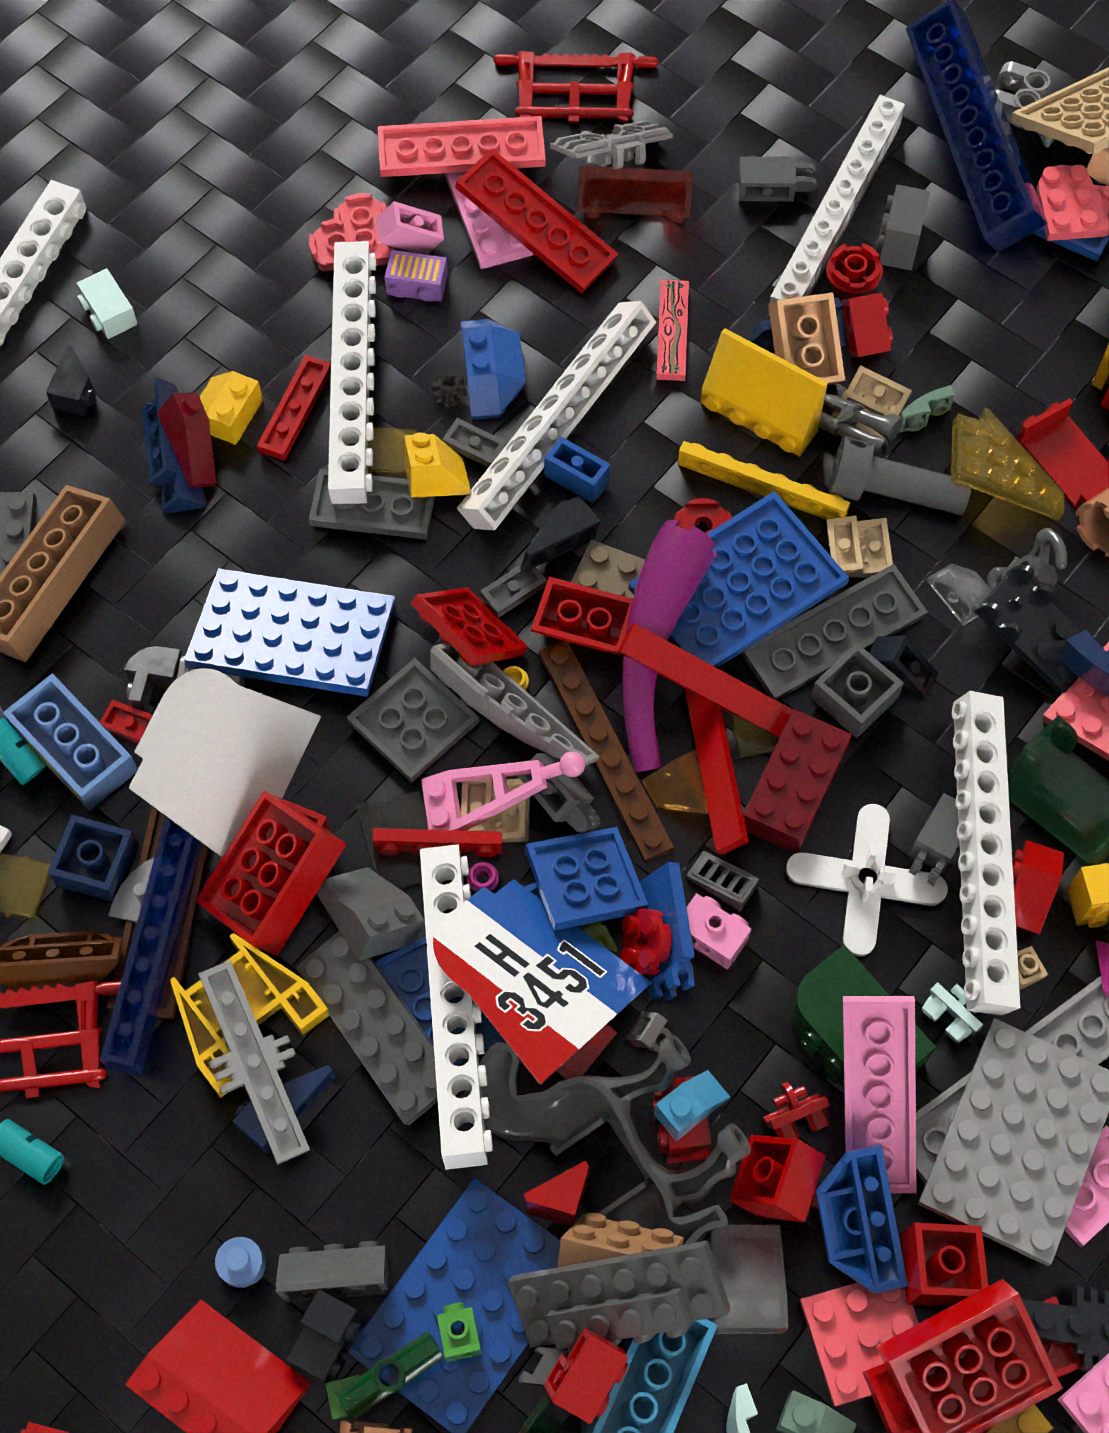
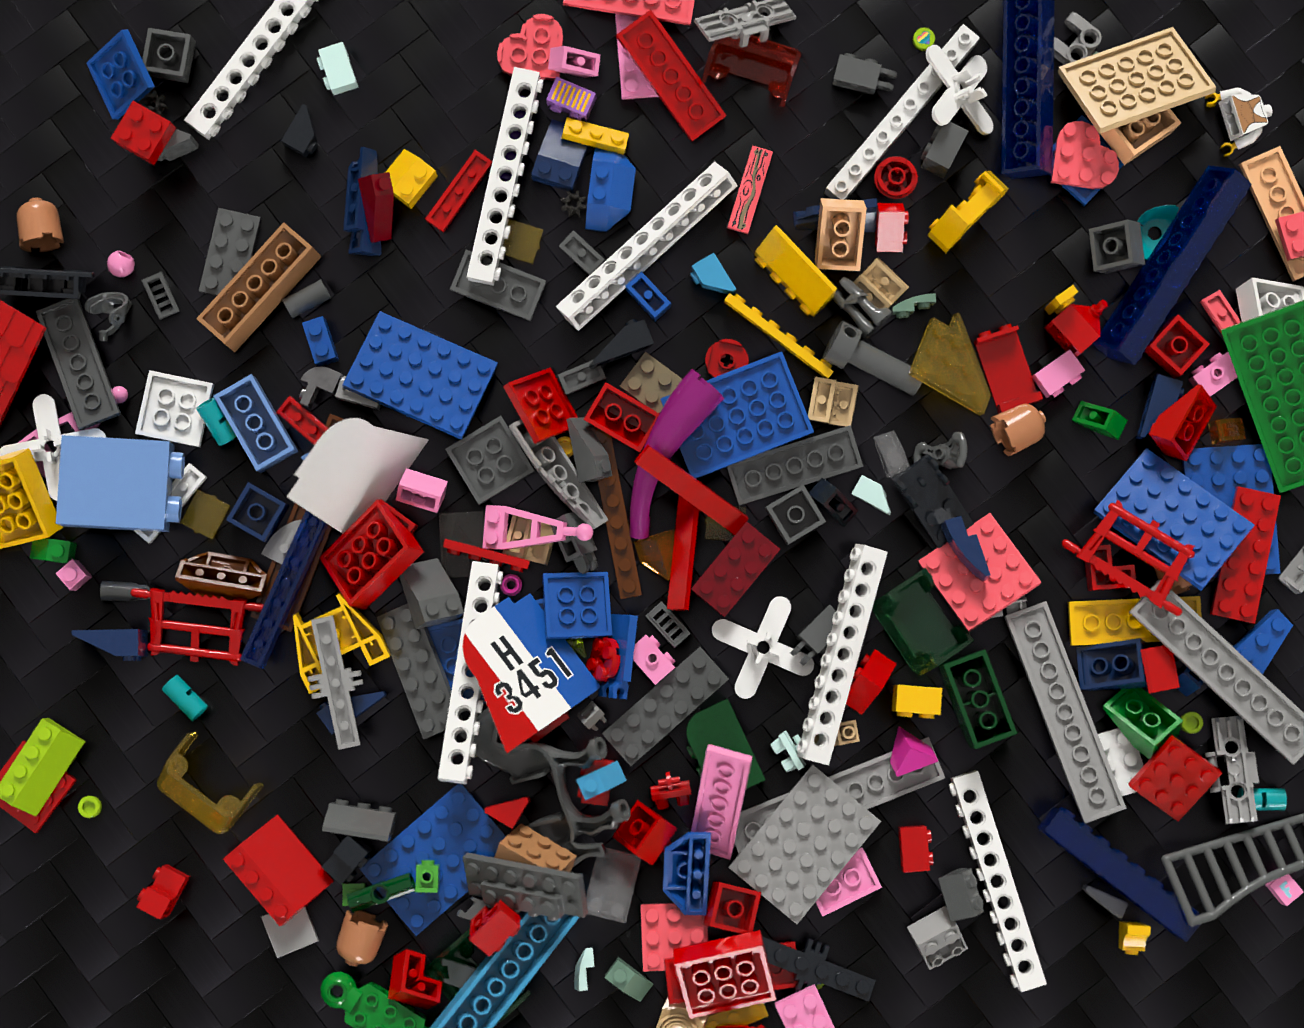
camera: 15 degrees right, 20 degrees up
(98, 1320) = (216, 817): none -> clear yellow windscreen
(114, 574) = (306, 298): none -> dark grey pin
(143, 618) = (320, 341): none -> blue brick
(240, 1262) = (305, 799): medium blue piece -> none
(325, 776) = (421, 490): none -> bright pink brick
(419, 343) = (559, 159): none -> dark blue slope
(433, 467) = (547, 272): yellow slope -> none
(457, 308) = (595, 136): none -> yellow plate
(554, 680) = (589, 454): none -> dark grey slope
(654, 431) = (712, 275): none -> dark azure slope
(753, 992) = (665, 706): none -> dark grey plate
(835, 130) = (923, 39): none -> lime tile
(903, 157) = (955, 97): none -> white piece
(951, 644) = (871, 493): none -> light aqua slope
(958, 279) = (958, 220): none -> yellow wedge

